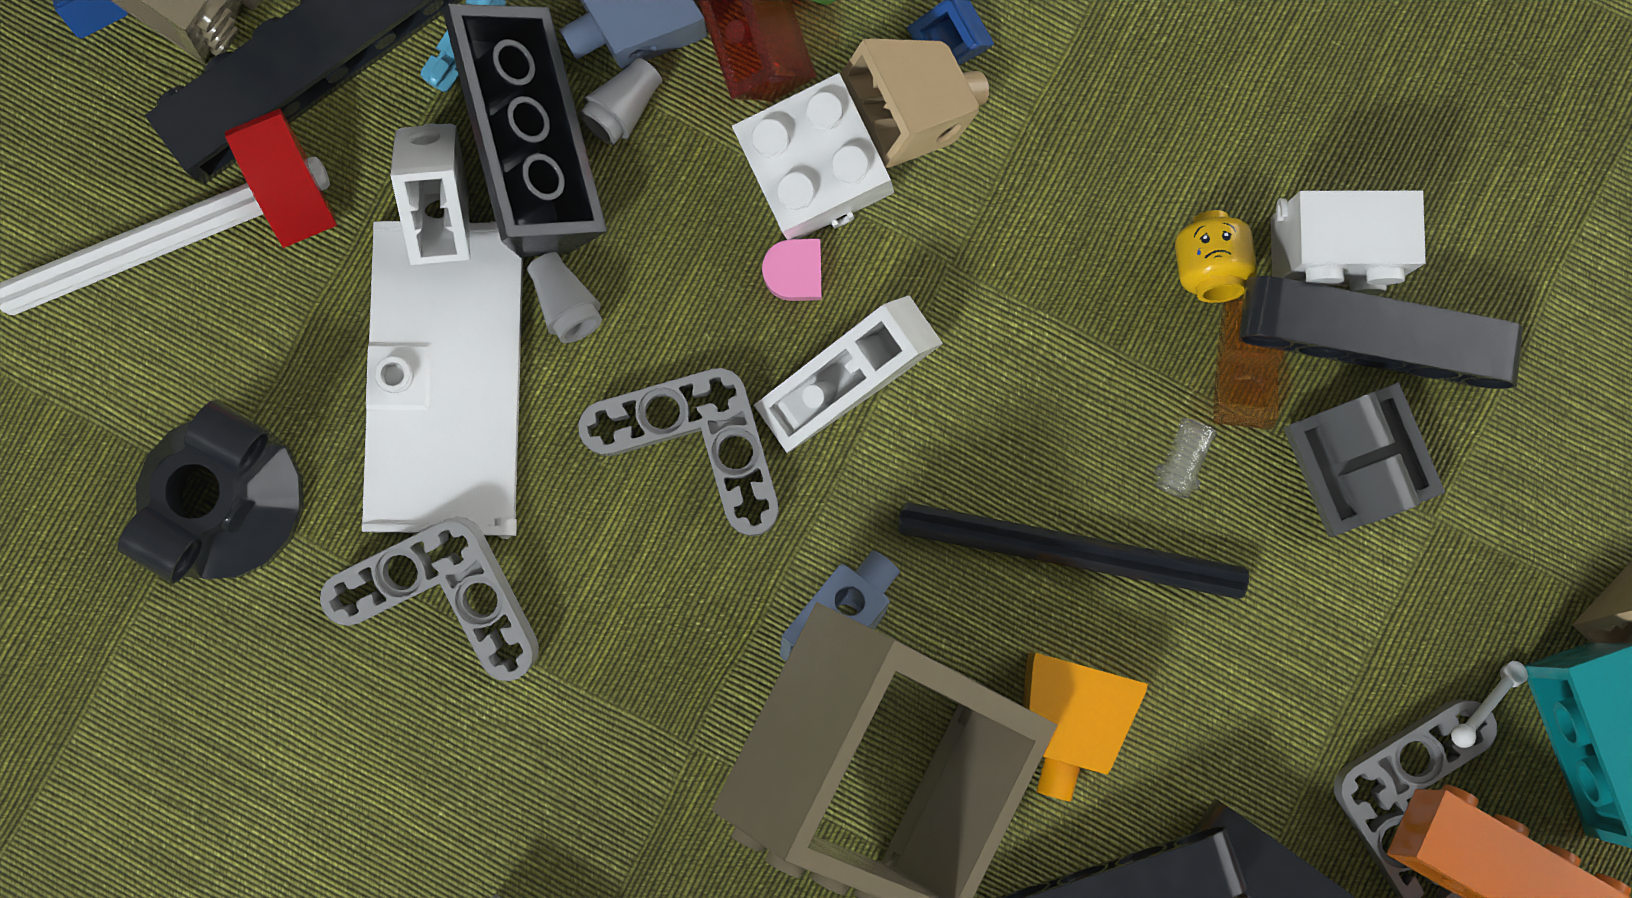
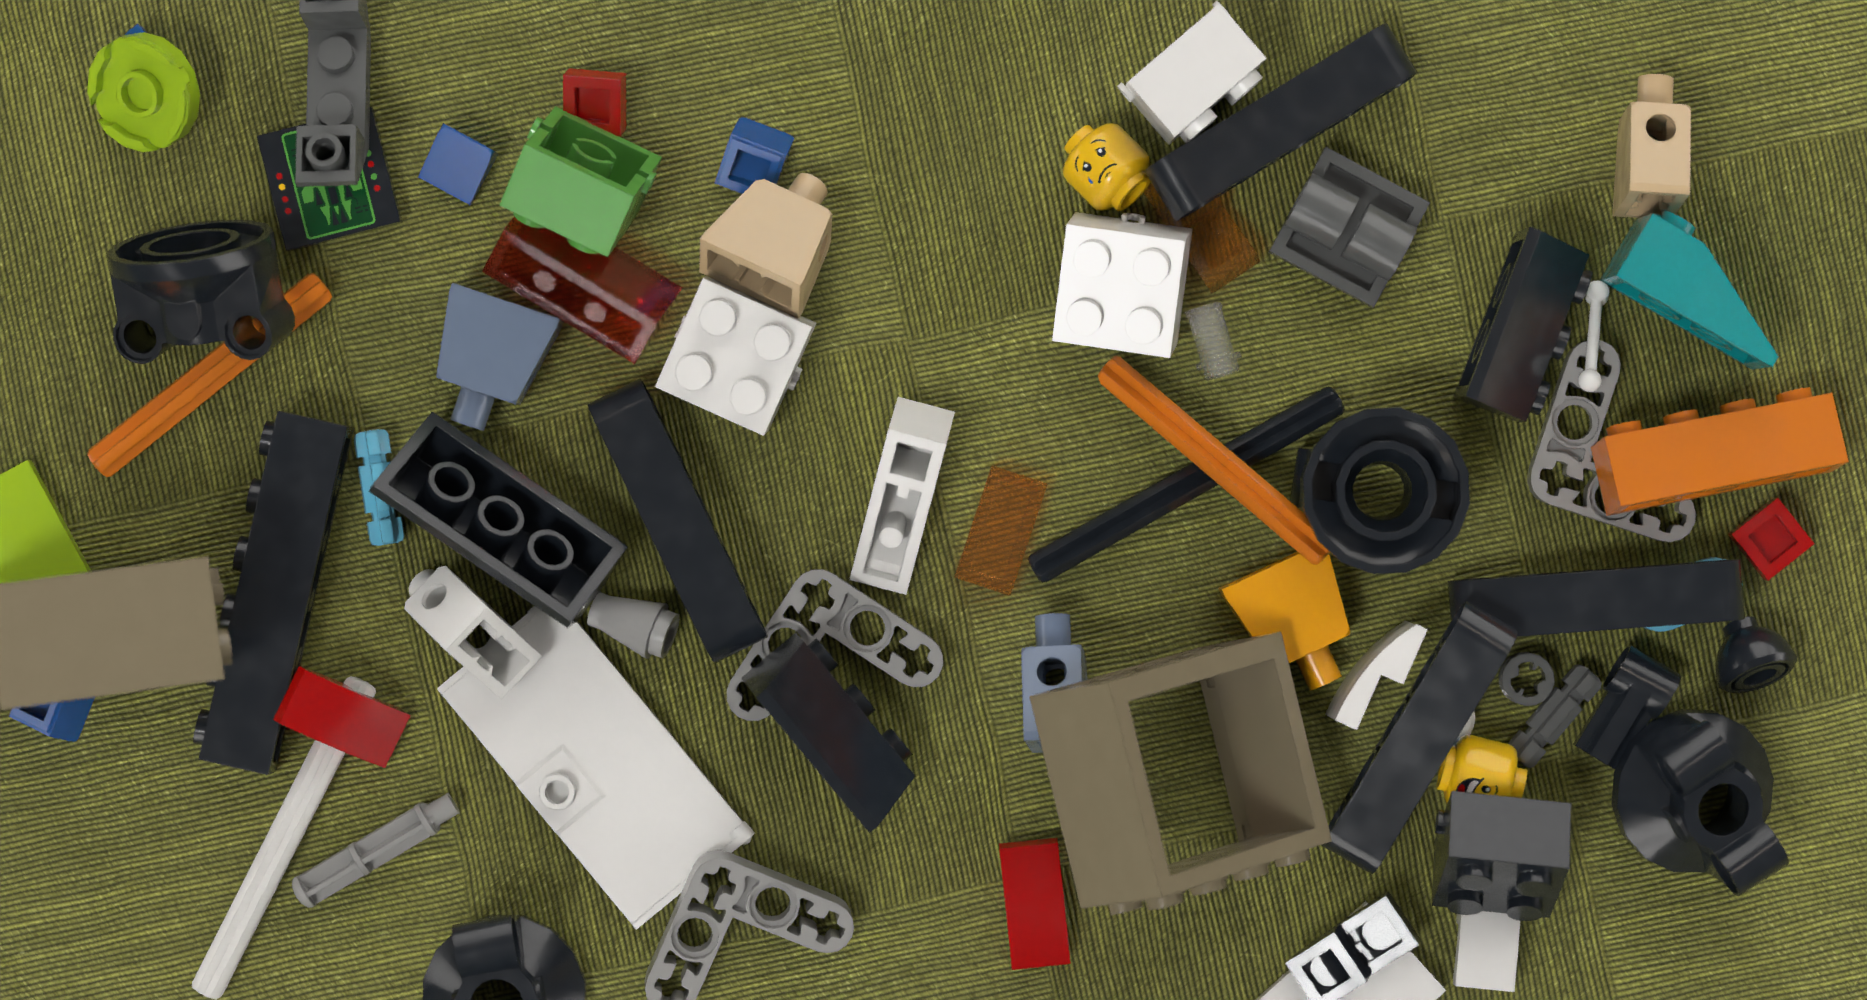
camera: 45 degrees left, 5 degrees up
(219, 302) = (373, 850): none -> light grey piece
(618, 104) = (546, 434): light grey cone -> none
(640, 503) = (832, 728): none -> black slope
(661, 248) = (677, 520): none -> black beam
(681, 774) = (1034, 903): none -> red slope
(794, 270) = (791, 449): bright pink tile -> none
(900, 464) = (1000, 530): none -> clear orange tile
(1115, 552) = (1212, 457): none -> orange axle
(1121, 820) = (1388, 657): none -> white slope
(1155, 351) = (1122, 284): none -> white brick
(1281, 676) = (1432, 480): none -> black piece
(1444, 647) = (1524, 326): none -> black slope

